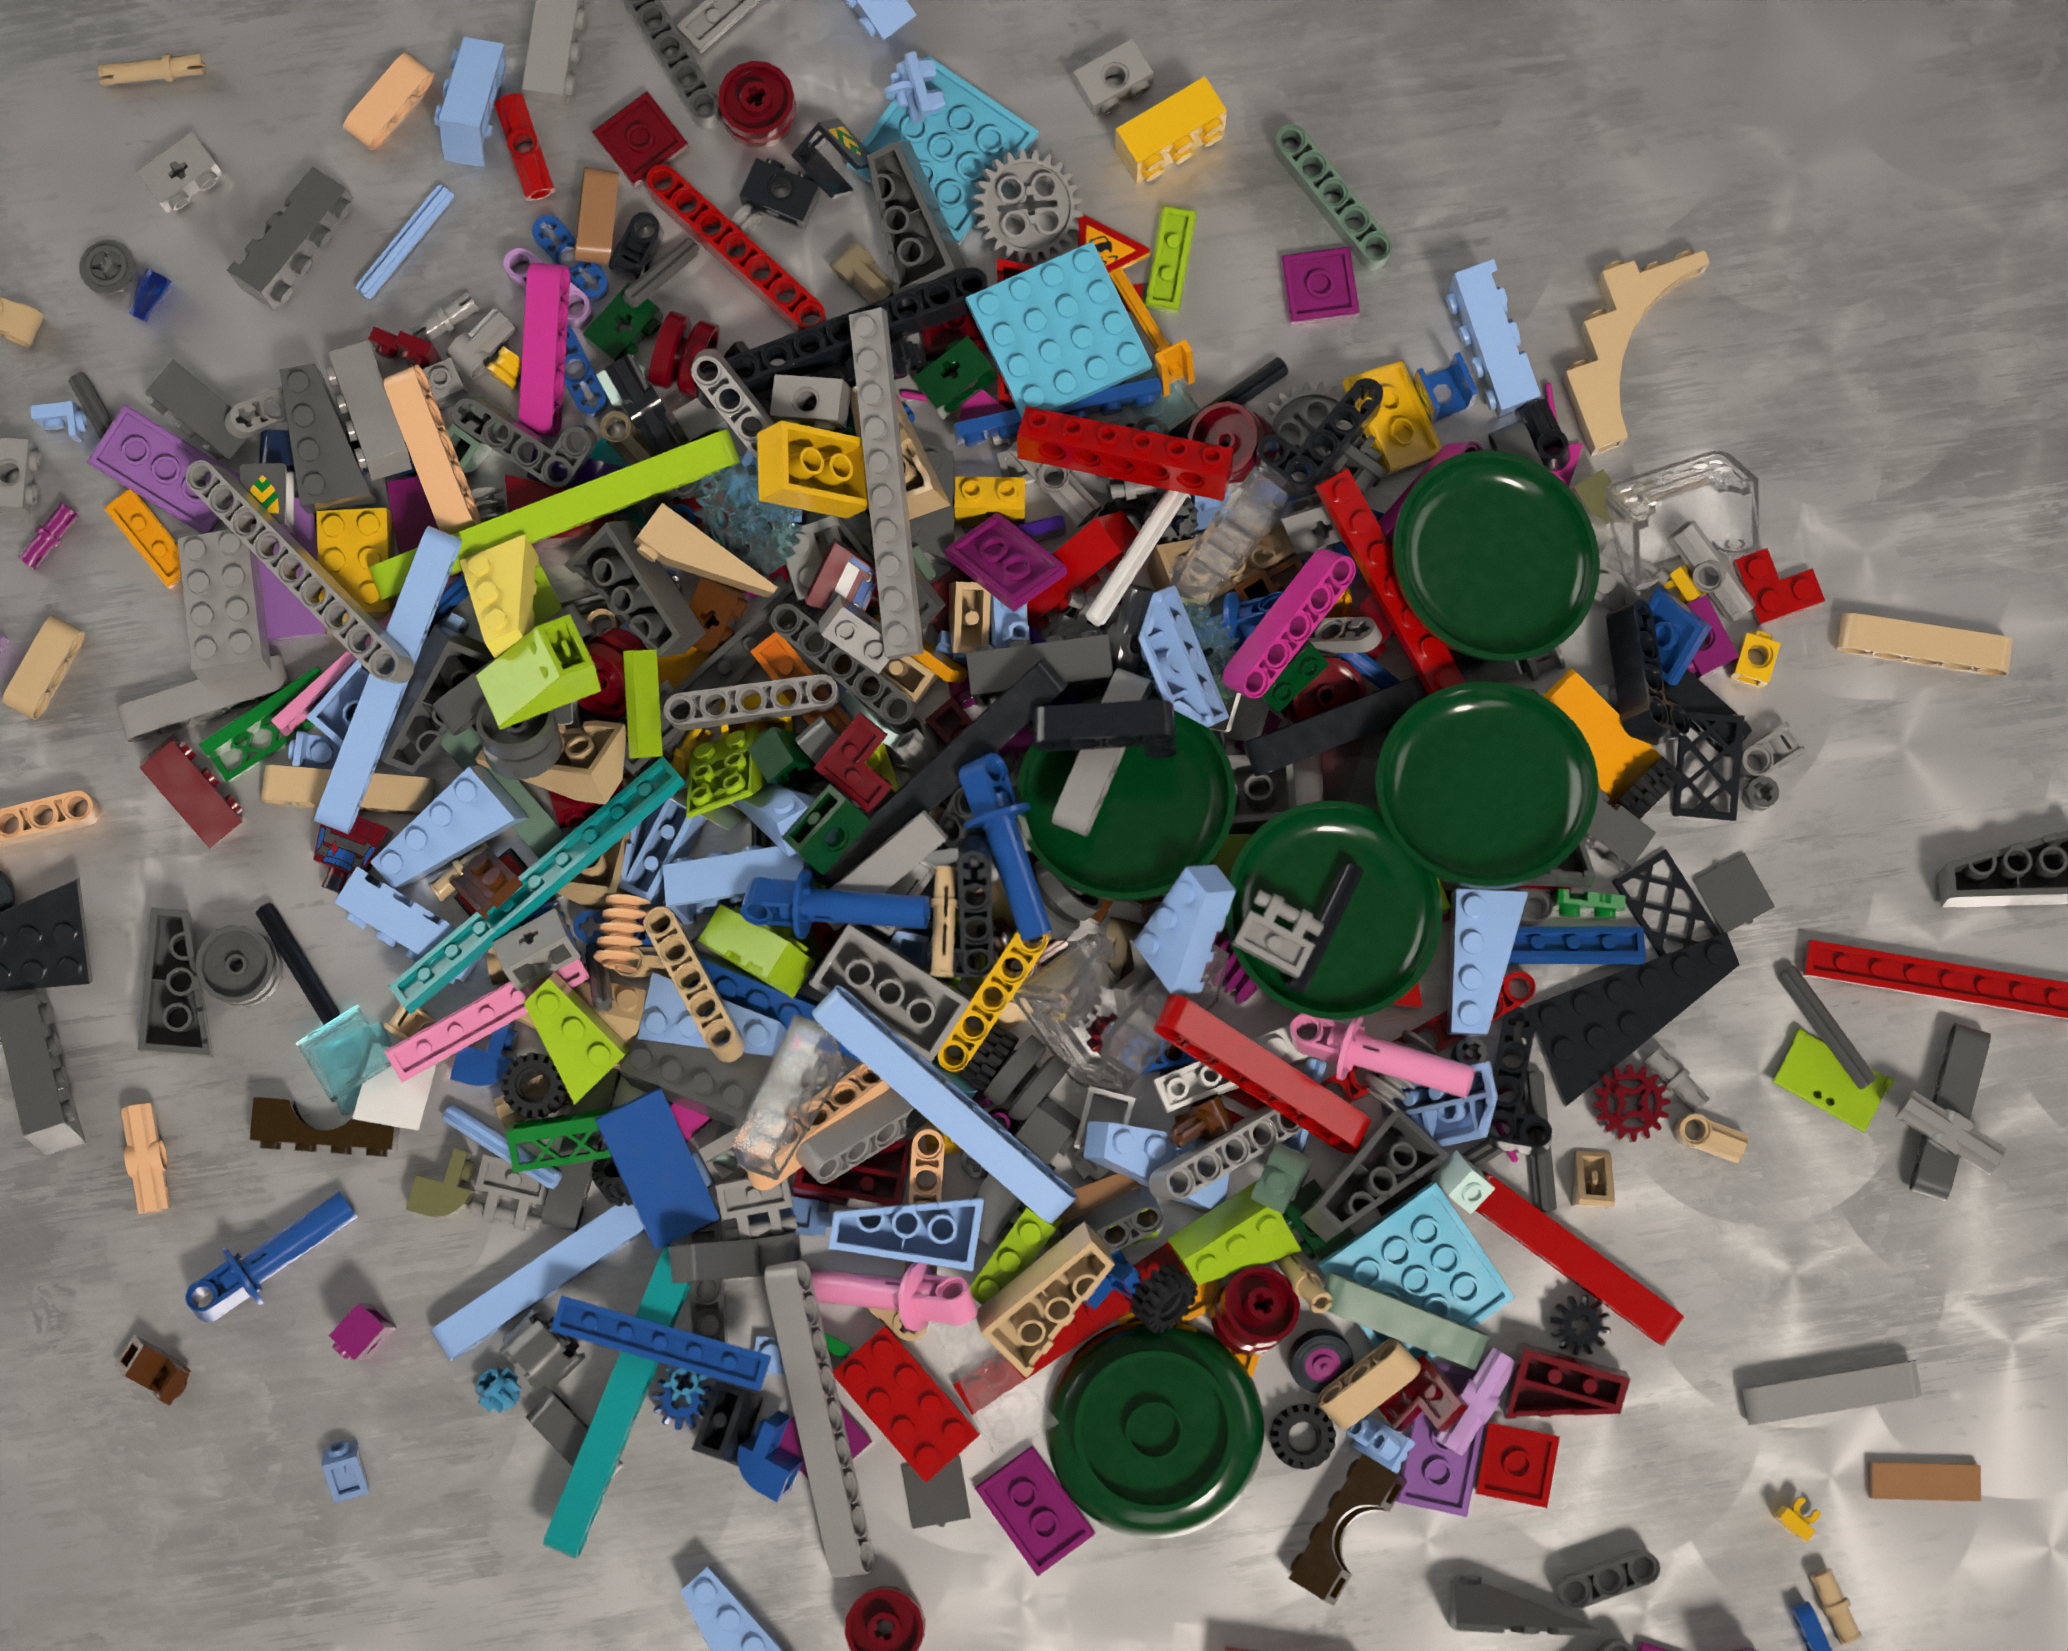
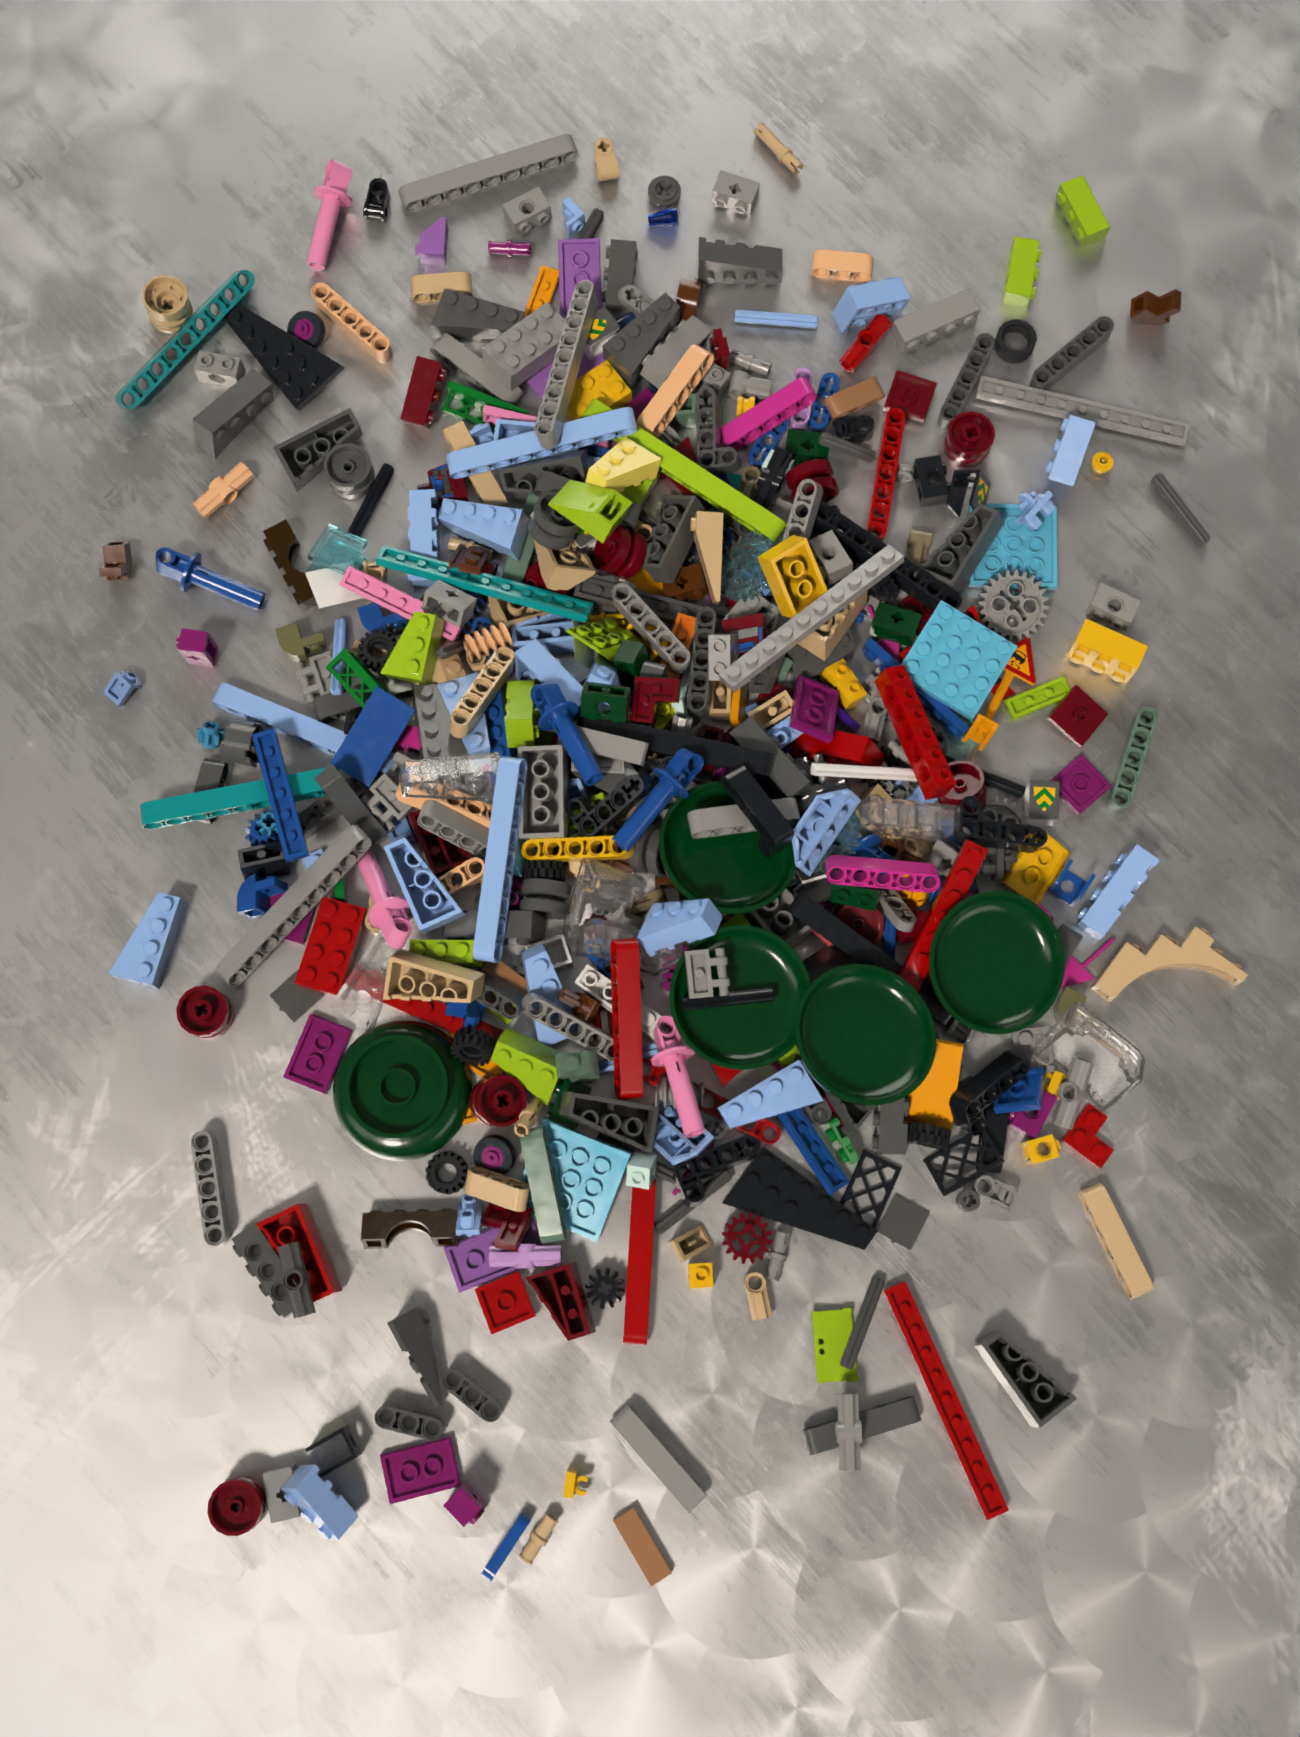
camera: 55 degrees right, 5 degrees down
(125, 650) = (472, 317): none -> dark grey wedge
(295, 338) = (688, 297): none -> reddish brown brick
(642, 703) = (612, 573): lime tile -> none
(944, 879) = (573, 807): tan pin -> none
(1229, 226) = (1077, 716): none -> dark red plate
(1315, 352) = (1041, 803): none -> piece
(1545, 433) = (1084, 954): black piece -> none
(1641, 1192) = (700, 1275): none -> yellow brick

